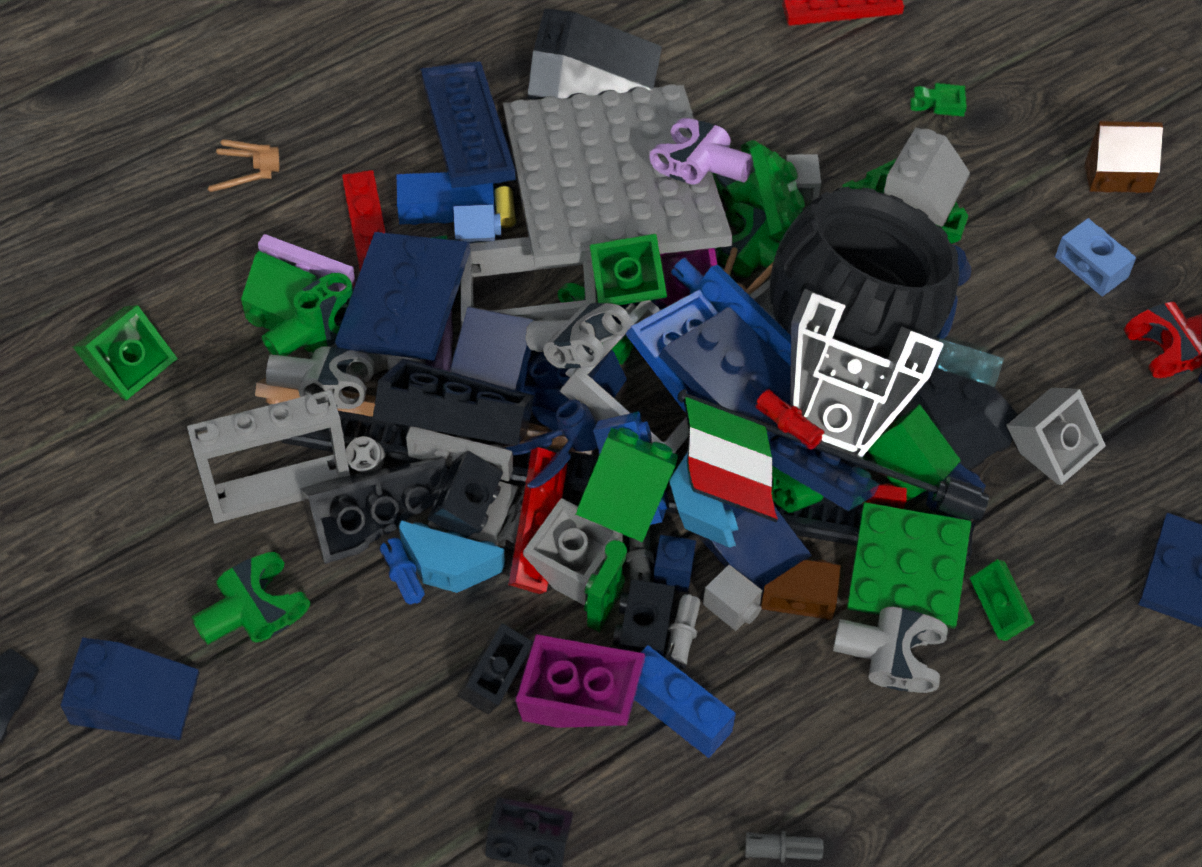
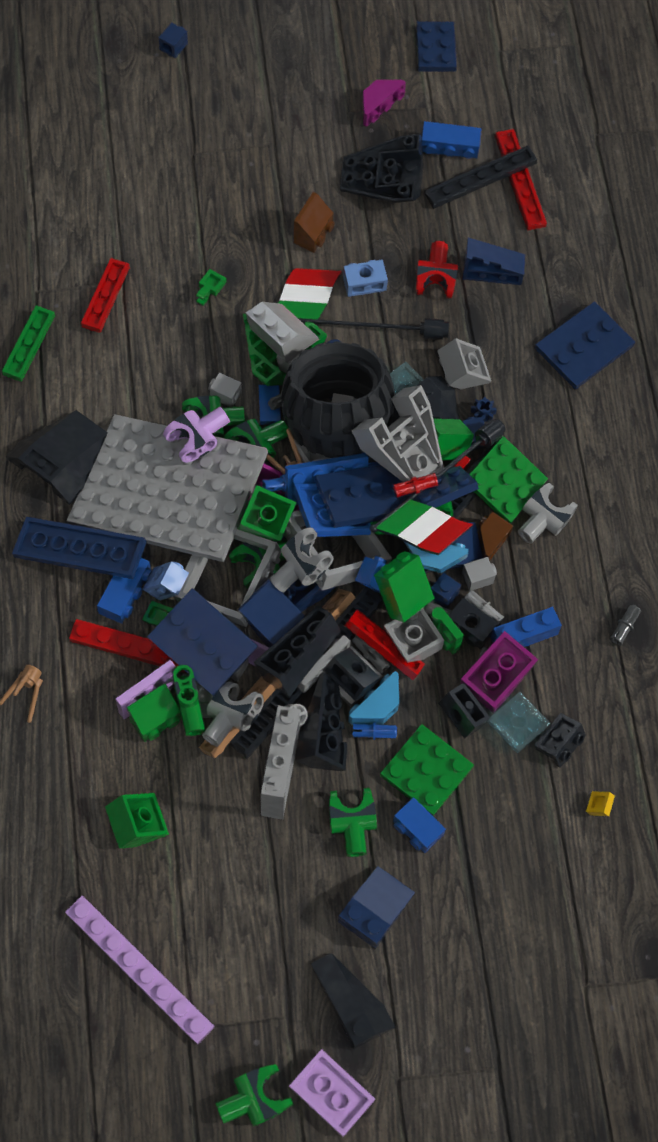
camera: 65 degrees left, 10 degrees up
(282, 691) = (418, 825): none -> blue brick
(380, 670) = (427, 769): none -> green plate
(505, 206) = (155, 560): light yellow piece -> none
(524, 759) = (518, 722): none -> clear light blue plate
(574, 422) = (347, 593): dark blue plant -> none
(778, 189) = (249, 408): green plate -> none
(1002, 600) = (546, 449): green plate -> none
(1004, 489) = (484, 409): none -> dark blue gear
(1023, 210) = (309, 292): none -> flag

